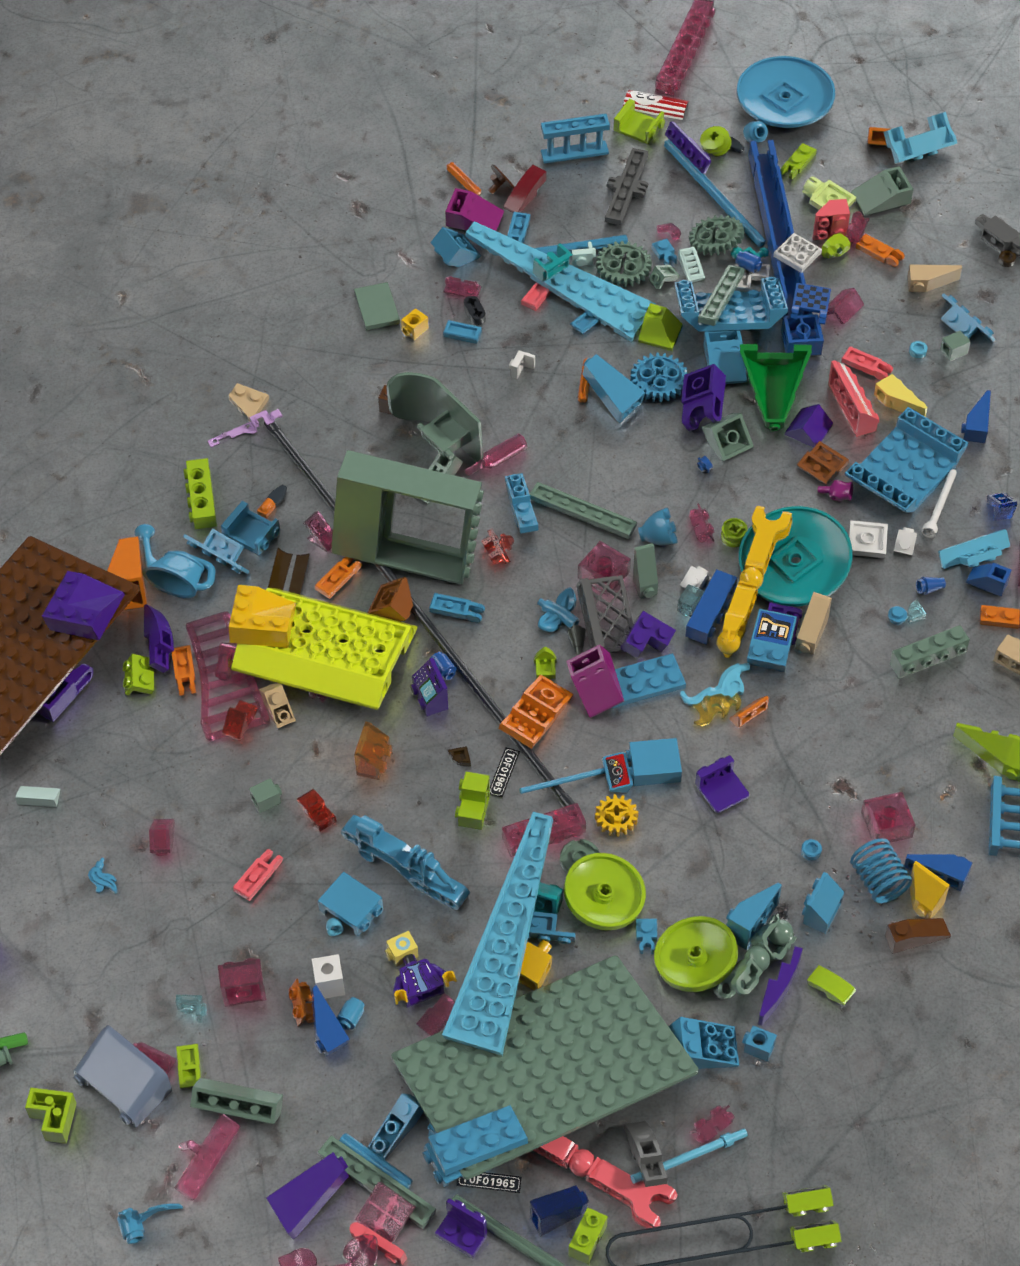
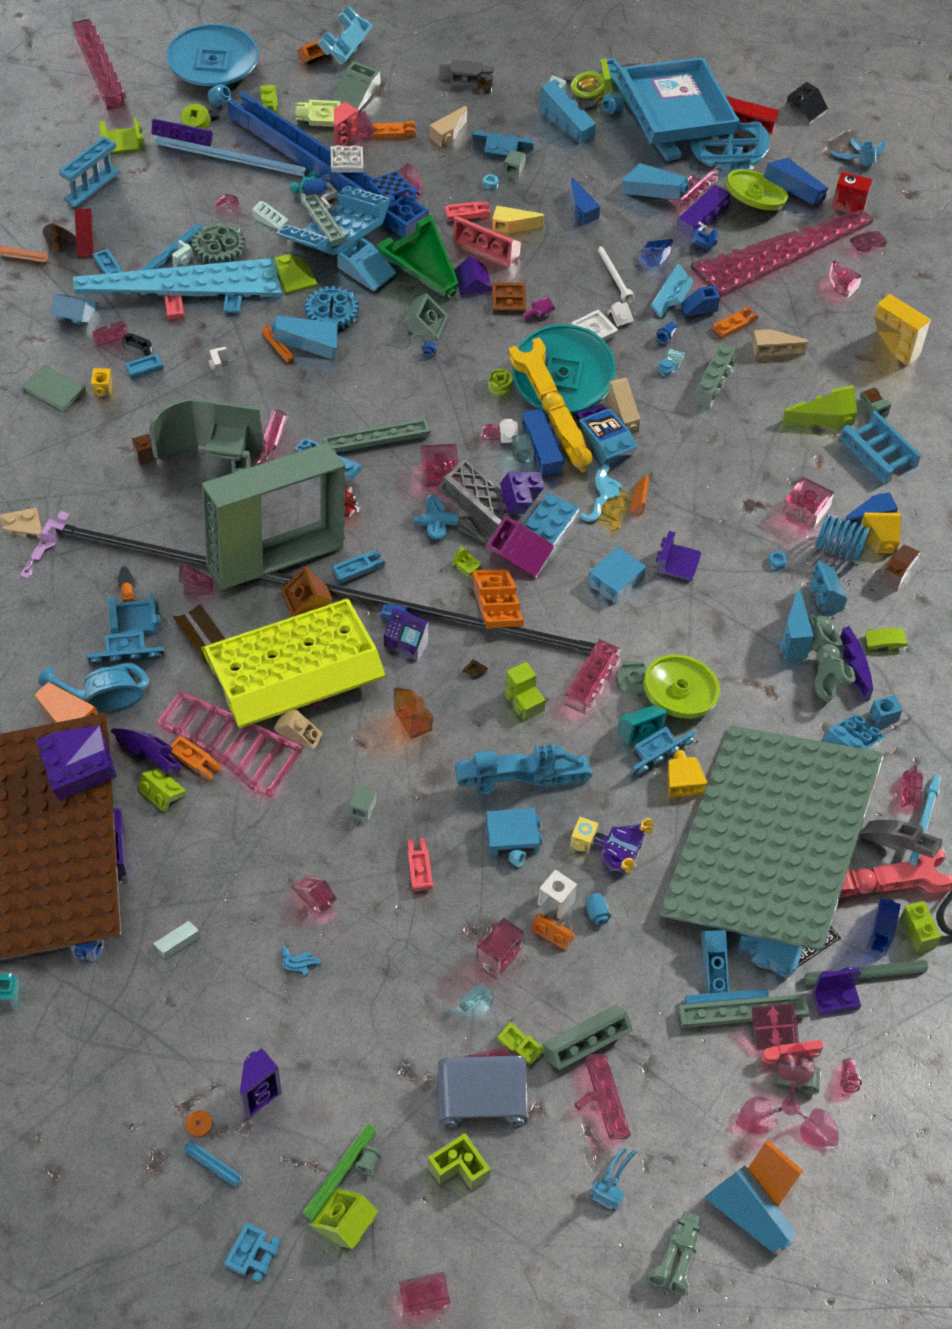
camera: 45 degrees left, 0 degrees up
(201, 494) = (62, 616): lime brick -> none
(225, 659) = (223, 721): clear pink piece -> none
(239, 719) = (283, 762): clear red slope -> none
(261, 618) = (232, 669): yellow slope -> none
(307, 1193) = (710, 1061): dark purple slope -> none
(316, 810) = (411, 786): clear red slope -> none
(328, 1031) = (592, 930): blue slope -> none
(337, 577) = (242, 606): orange hinge -> none
(436, 1018) = (658, 861): clear pink slope -> none
(469, 207) = (57, 273): magenta slope -> none
(478, 1140) = (802, 915): dark azure plate -> none
(490, 986) = (685, 806): medium azure wing -> none
(504, 772) = (512, 651): black sticker -> none
(555, 265) = (175, 266): teal window -> none
(561, 780) = (569, 632): dark azure axle -> none
(607, 811) = (630, 630): yellow gear -> none
(617, 772) = (599, 600): slope -> none
(626, 186) = (161, 187): dark grey hinge -> none
(645, 571) = (475, 445): sand green slope -> none
(646, 933) = (733, 694): dark azure plate -> none
(654, 104) = (119, 118): sticker -> none
(659, 529) = (449, 412): dark azure piece -> none
(663, 274) = (256, 236): sand green bracket -> none
(664, 250) = (238, 217): dark azure plate -> none
(681, 569) = (491, 432): none -> clear pink tile
(696, 954) = (786, 682): lime dish -> none
(700, 517) = (466, 386): clear pink hinge -> none
(702, 396) = (382, 299): dark purple brick -> none
(727, 236) = (278, 177): sand green gear -> none
(835, 246) = (363, 139): lime rock -> none
(909, 461) = (566, 256): dark azure slope -> none

